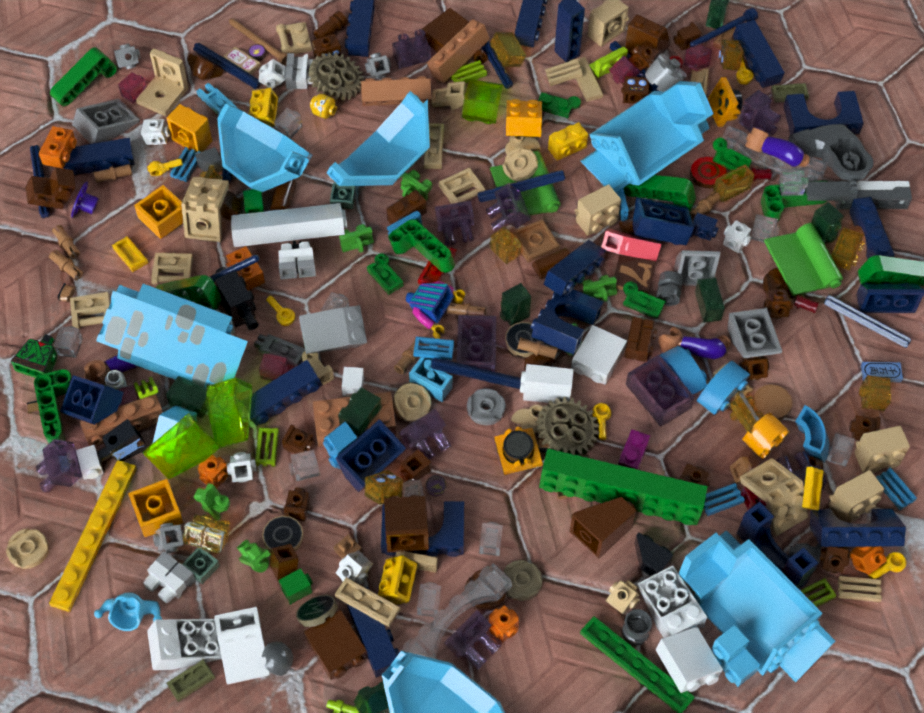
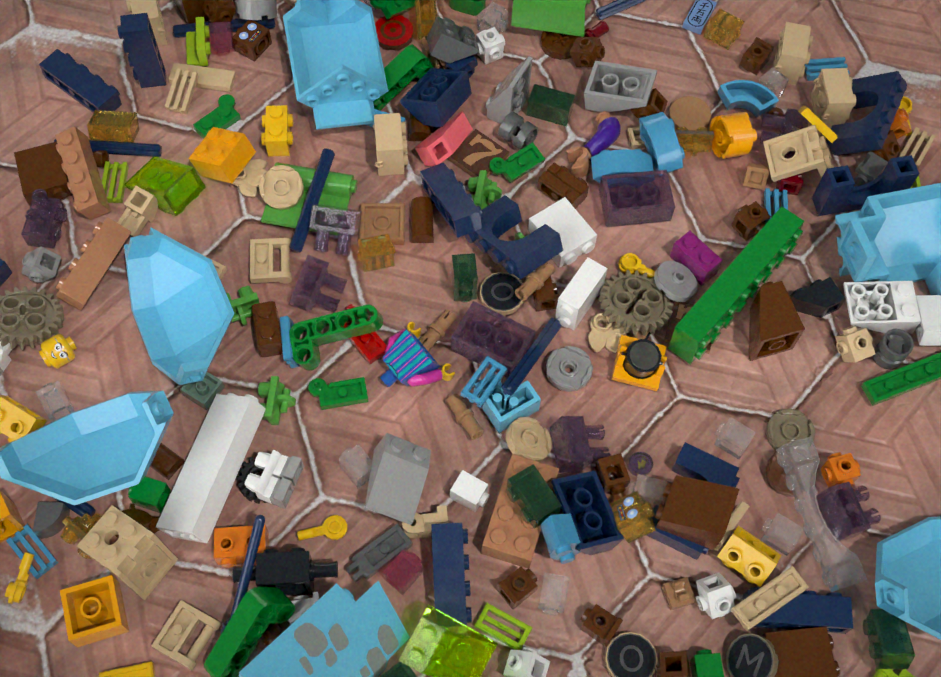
camera: 65 degrees left, 5 degrees up
(594, 446) = (675, 281): none -> light grey plate
(715, 206) = (451, 41): none -> dark grey slope

